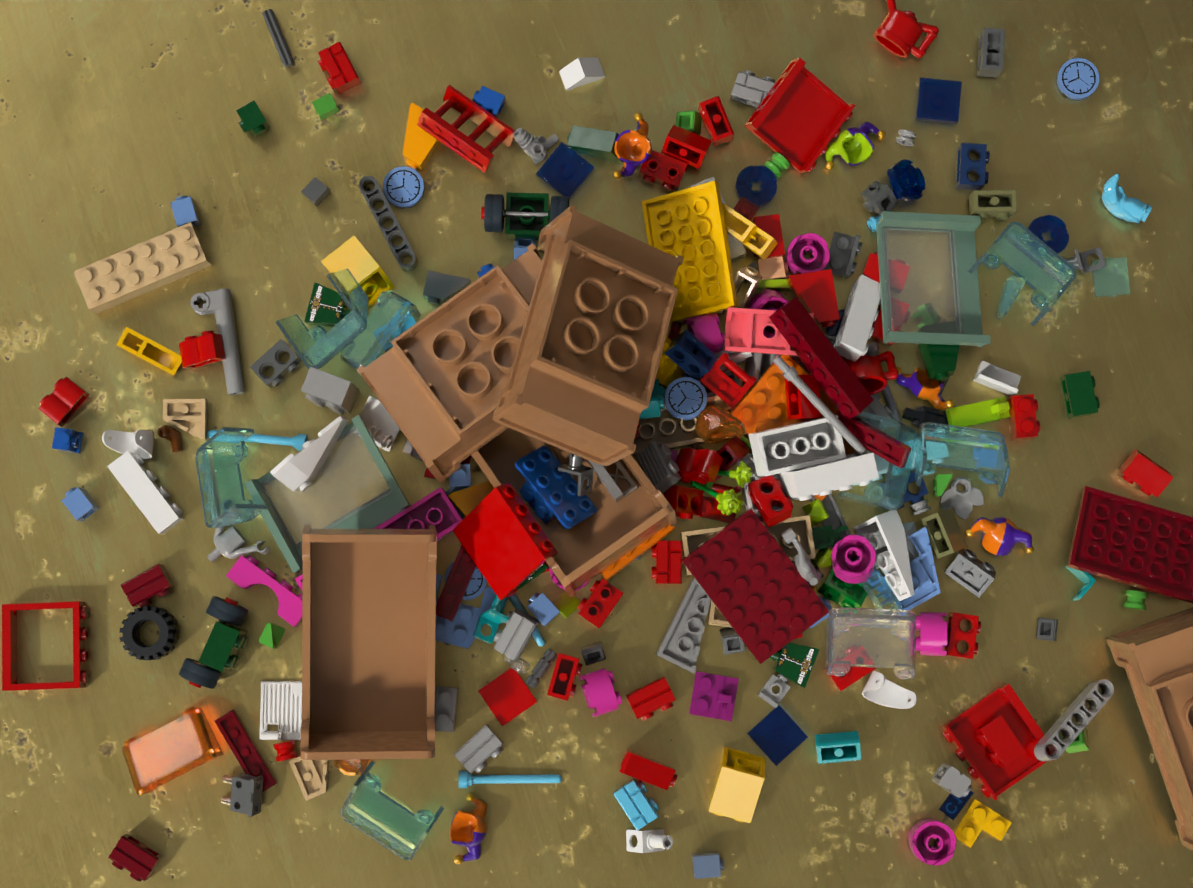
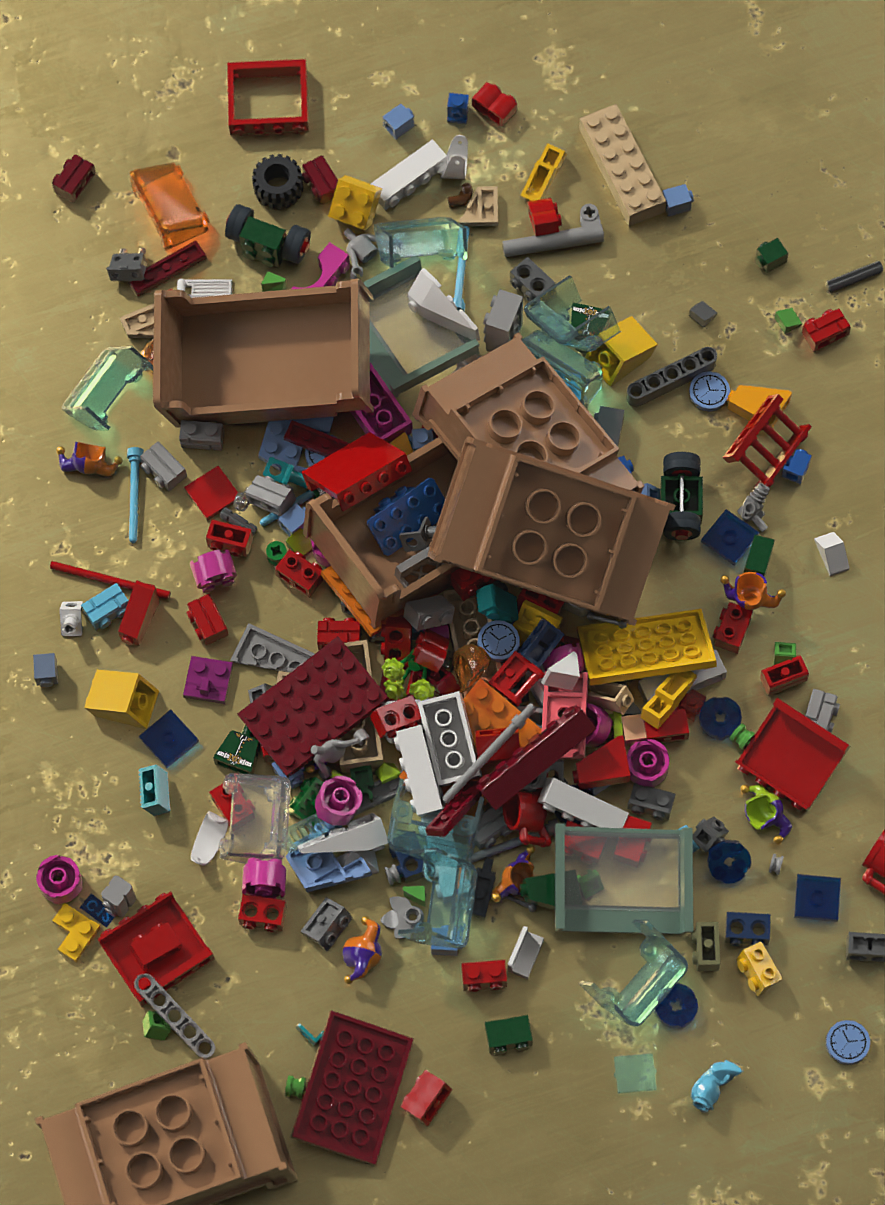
camera: 90 degrees right, 15 degrees down
(179, 548) = (355, 202): none -> yellow brick
(578, 630) = (275, 558): none -> green wheel
(593, 653) = (252, 568): dark grey slope -> none
(615, 760) = (102, 577): none -> red bar
(686, 146) = (757, 647): red brick -> none
(730, 328) = (563, 673): none -> white slope
(766, 691) = (203, 731): light grey brick -> none
(944, 533) = (365, 895): olive brick -> none
(978, 412) = (488, 930): lime hinge -> none
(1010, 292) = (617, 967): clear light blue slope -> none
(1013, 156) = (758, 968): none -> yellow bracket
(1047, 629) = (267, 1001): dark grey slope -> none
(1079, 260) = (650, 1039): dark grey bracket -> none

